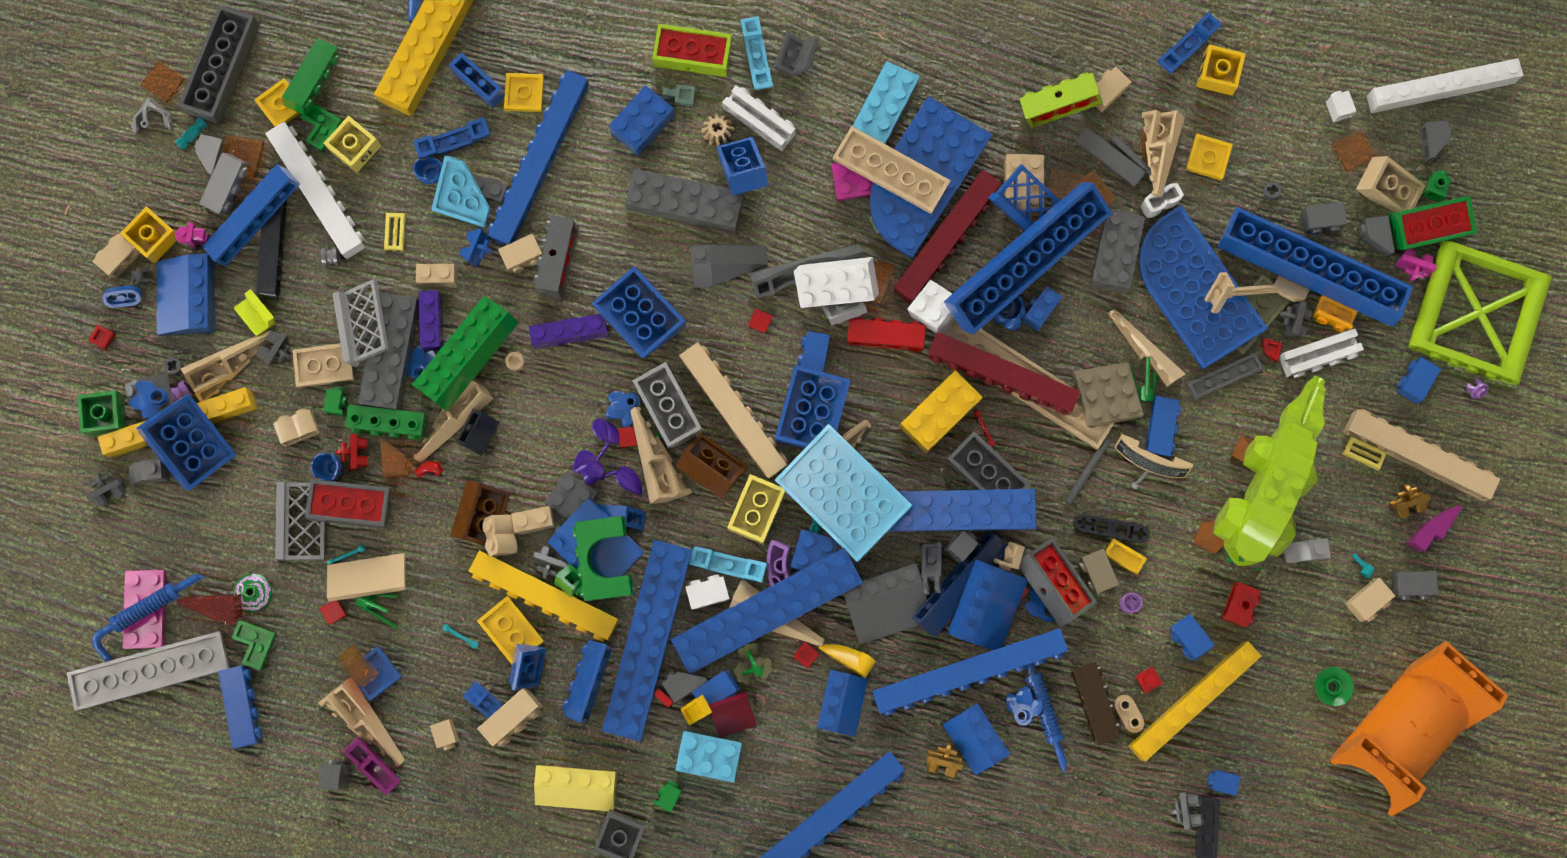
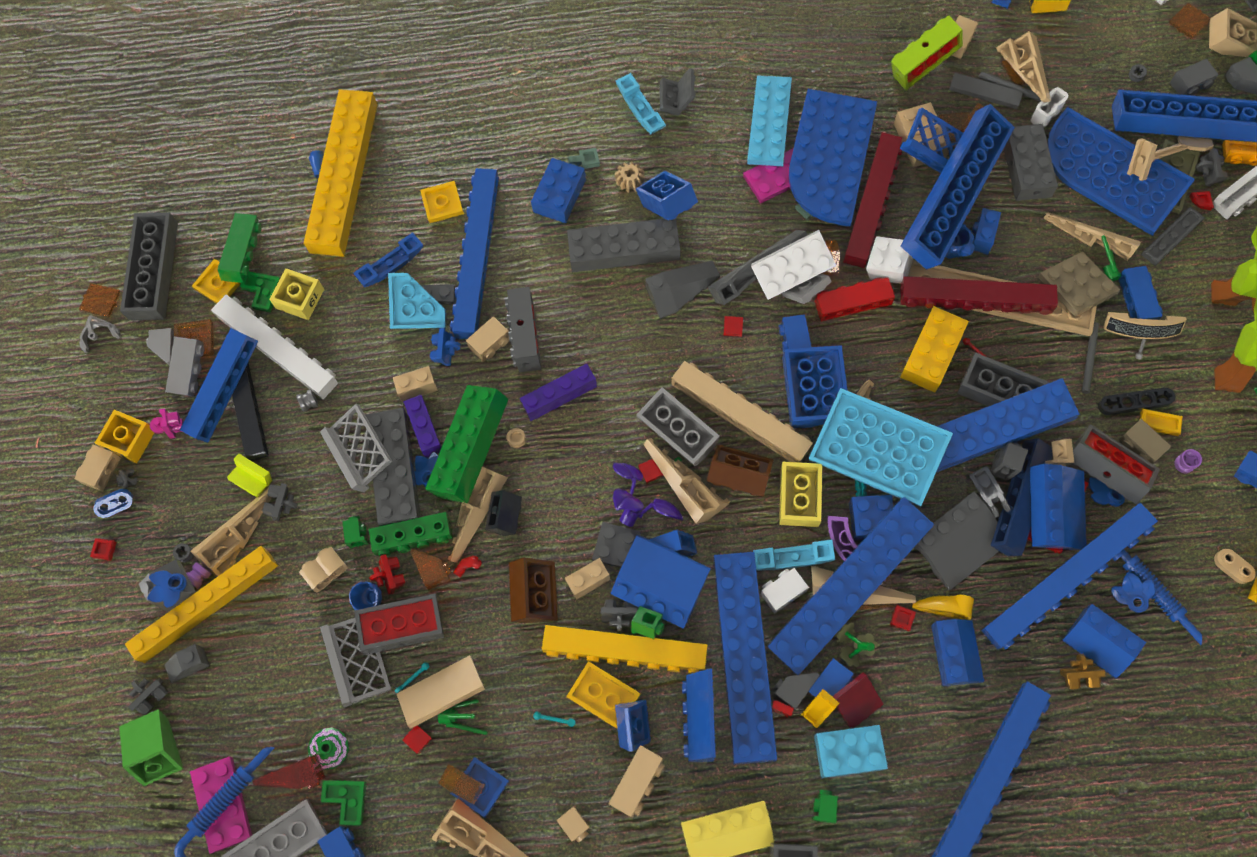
camera: 15 degrees left, 10 degrees down
(95, 538) = (149, 748): none -> bright green slope
(101, 412) = (121, 619): green brick -> none
(186, 295) = (176, 481): blue slope -> none
(186, 442) = (216, 618): blue slope -> none
(191, 133) = (139, 335): teal axle -> none
(321, 366) = (330, 503): tan plate -> none
(396, 216) = (365, 373): light yellow tile -> none
(427, 170) = (376, 294): blue hair -> none
(477, 80) = (395, 203): blue brick -> none
(482, 700) = (601, 775): blue hips -> none
(499, 535) = (560, 603): tan brick -> none
(588, 535) = (676, 616): green arch -> none
(620, 407) = (633, 446): blue plate -> none
(639, 313) = (620, 352): blue slope -> none
(692, 50) = (583, 118): brick -> none
(759, 118) = (663, 155): white brick -> none
(891, 170) = (803, 155): tan plate -> none
(1095, 703) = (1200, 566): dark brown brick -> none
(1148, 679) = (1237, 527): red plate -> none
(1209, 157) = (1071, 63): yellow plate -> none

